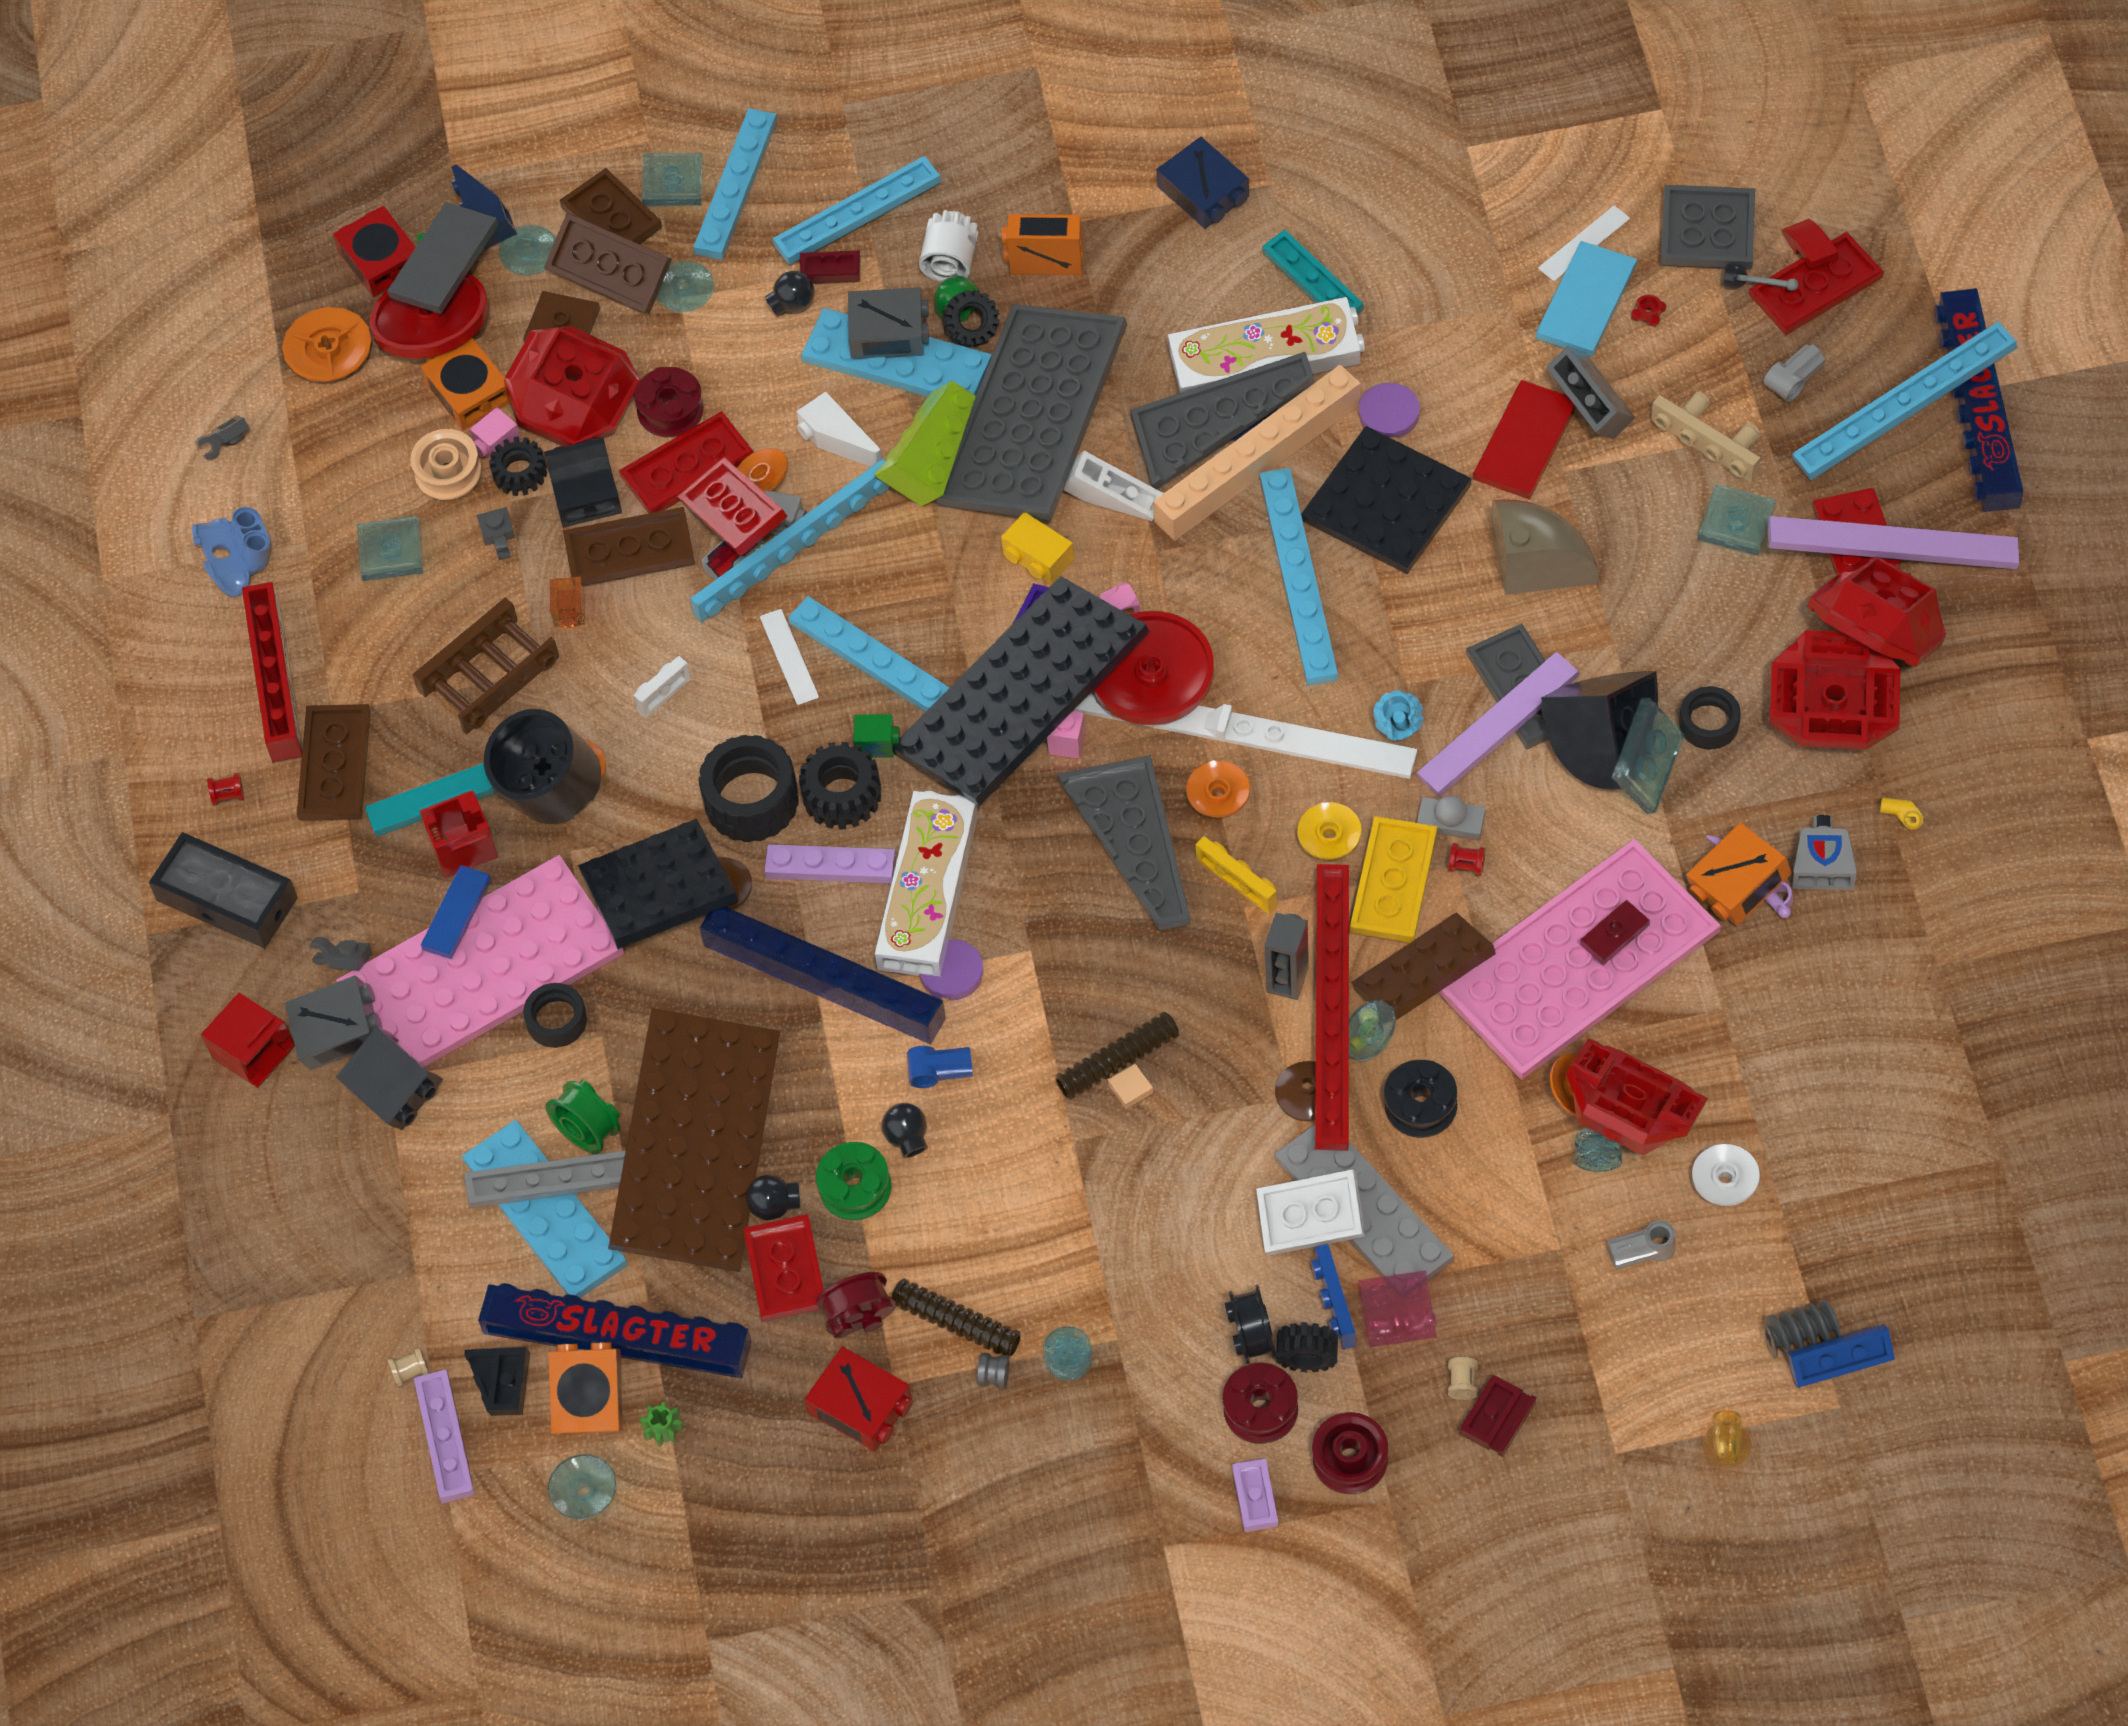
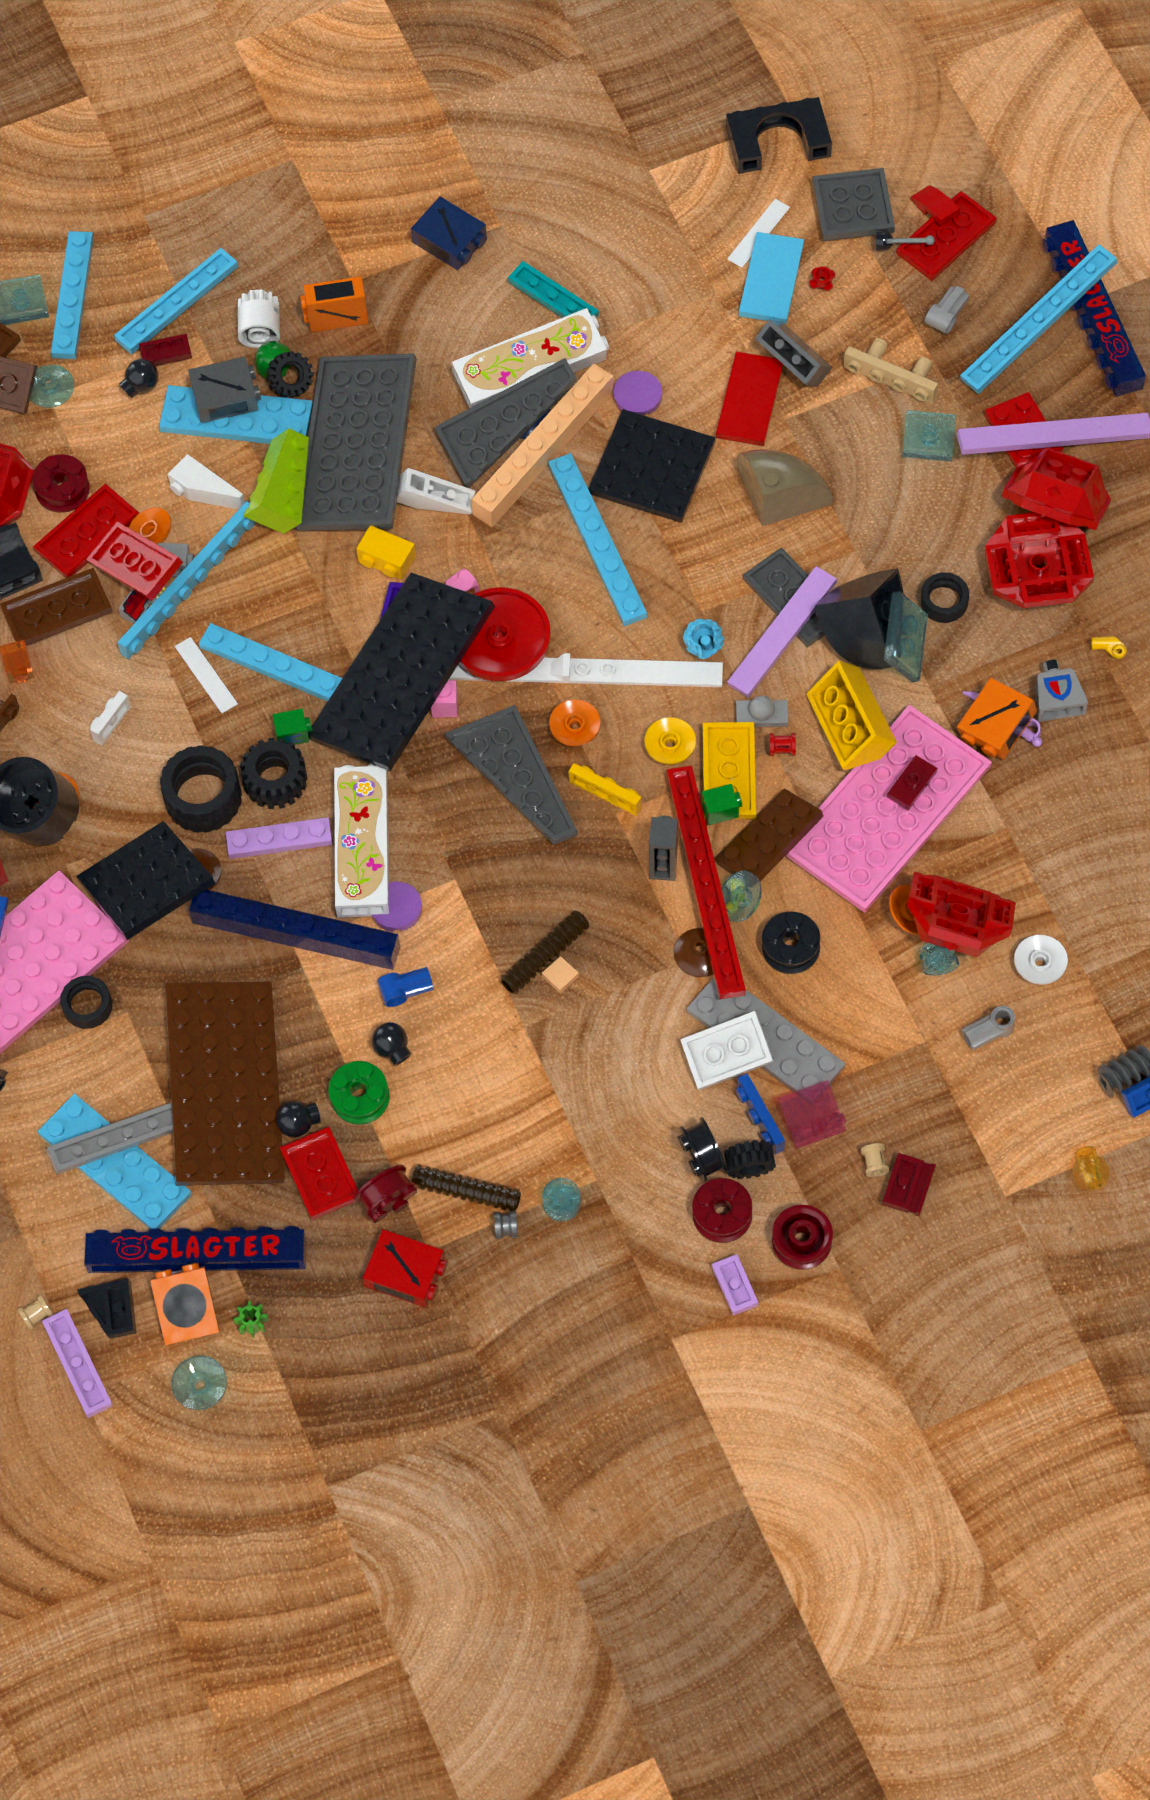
camera: 15 degrees left, 5 degrees up
(583, 1116) = (130, 1081): green wheel -> none
(1371, 916) = (721, 804): none -> green brick
(1557, 839) = (850, 716): none -> yellow slope
(1667, 110) = (801, 116): none -> black arch

